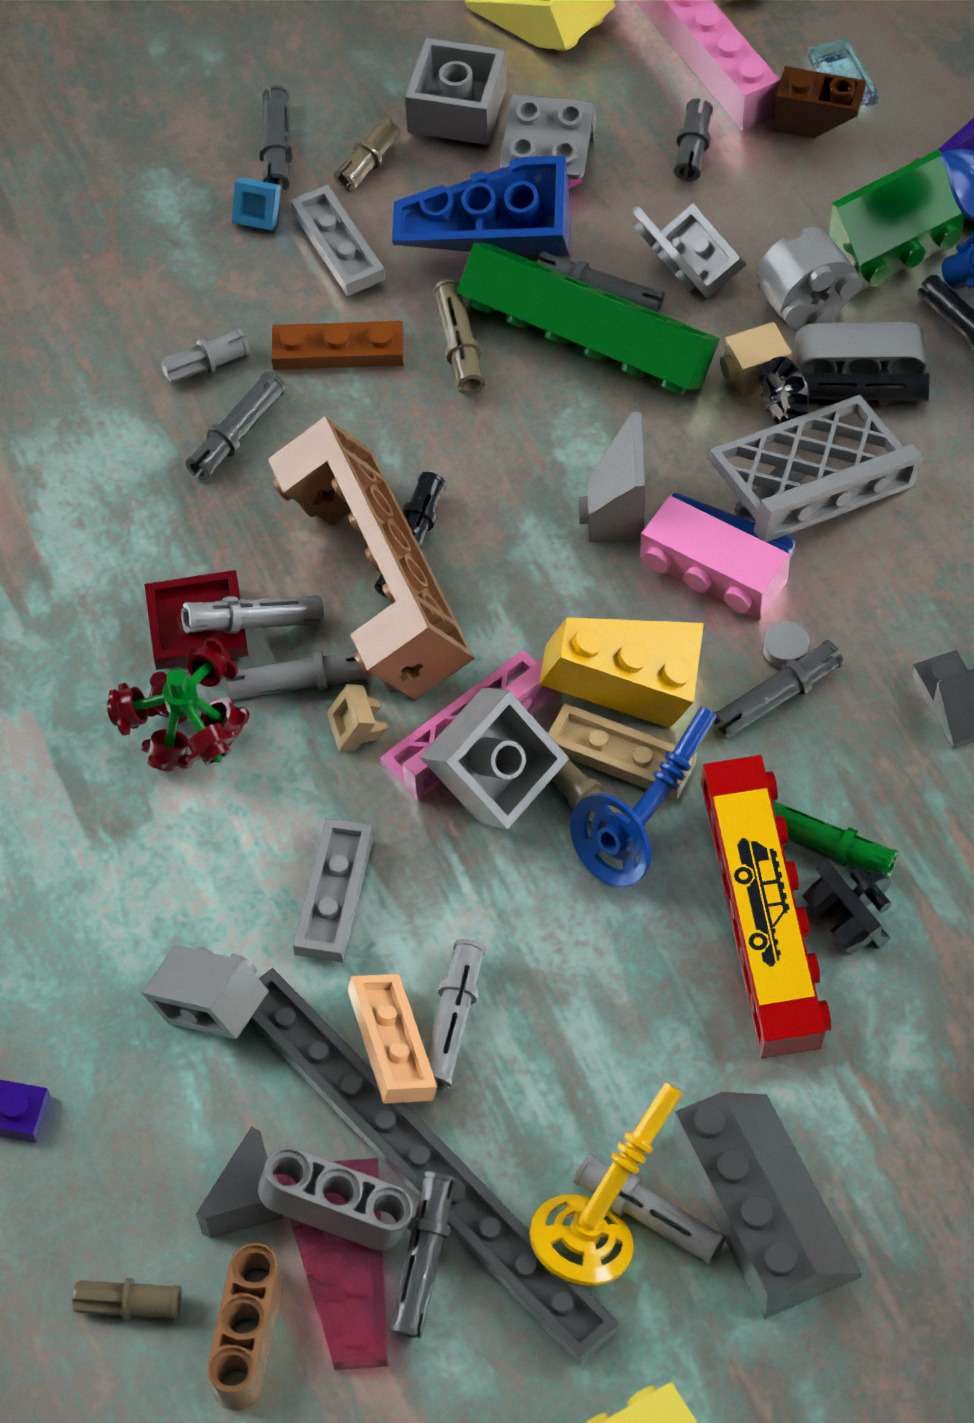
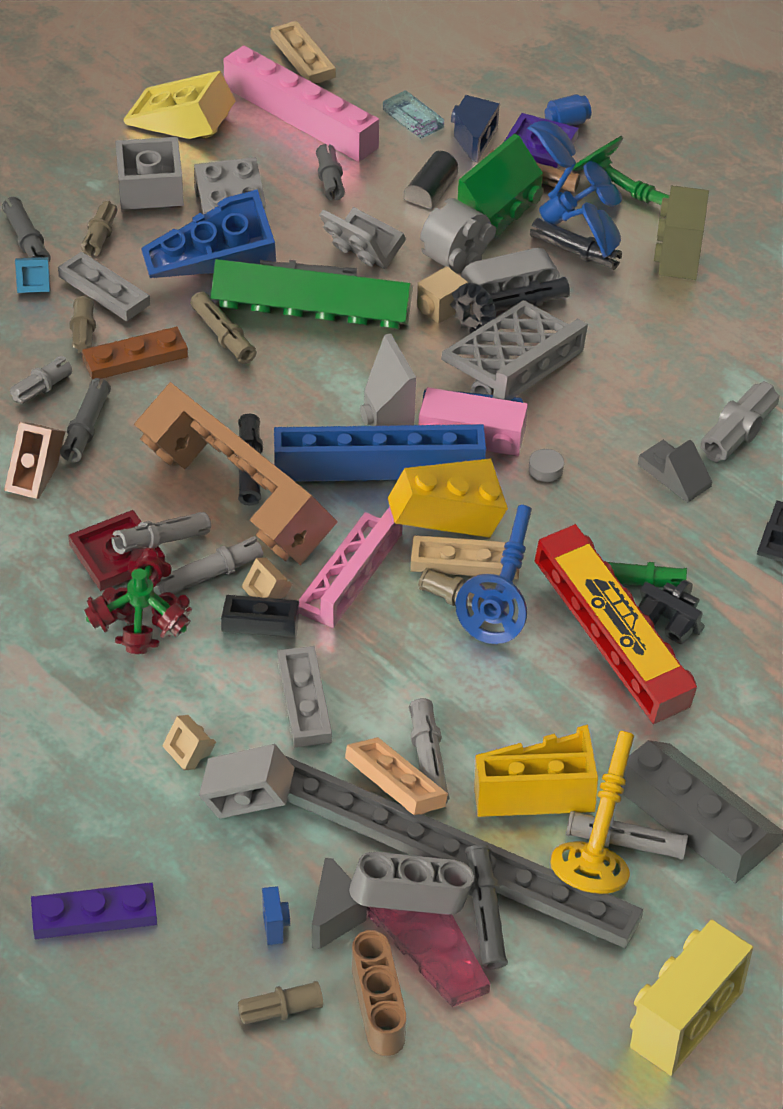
camera: 25 degrees left, 10 degrees down
(149, 464) = (33, 459): none -> nougat slope
(166, 912) = (188, 742): none -> tan tile
(167, 1180) = (275, 915): none -> blue plate
(289, 287) = (82, 323): none -> dark tan axle
(328, 762) = (260, 616): none -> black brick
(495, 757) = (387, 576): light grey brick -> none
(565, 570) = (372, 451): none -> blue brick
(565, 1097) = (538, 778): none -> yellow wedge
(793, 679) = (563, 483): dark grey pin -> none
(815, 102) = (407, 130): reddish brown slope -> none
(822, 182) = (432, 180): none -> black brick
(915, 112) = (475, 124): none -> dark blue slope

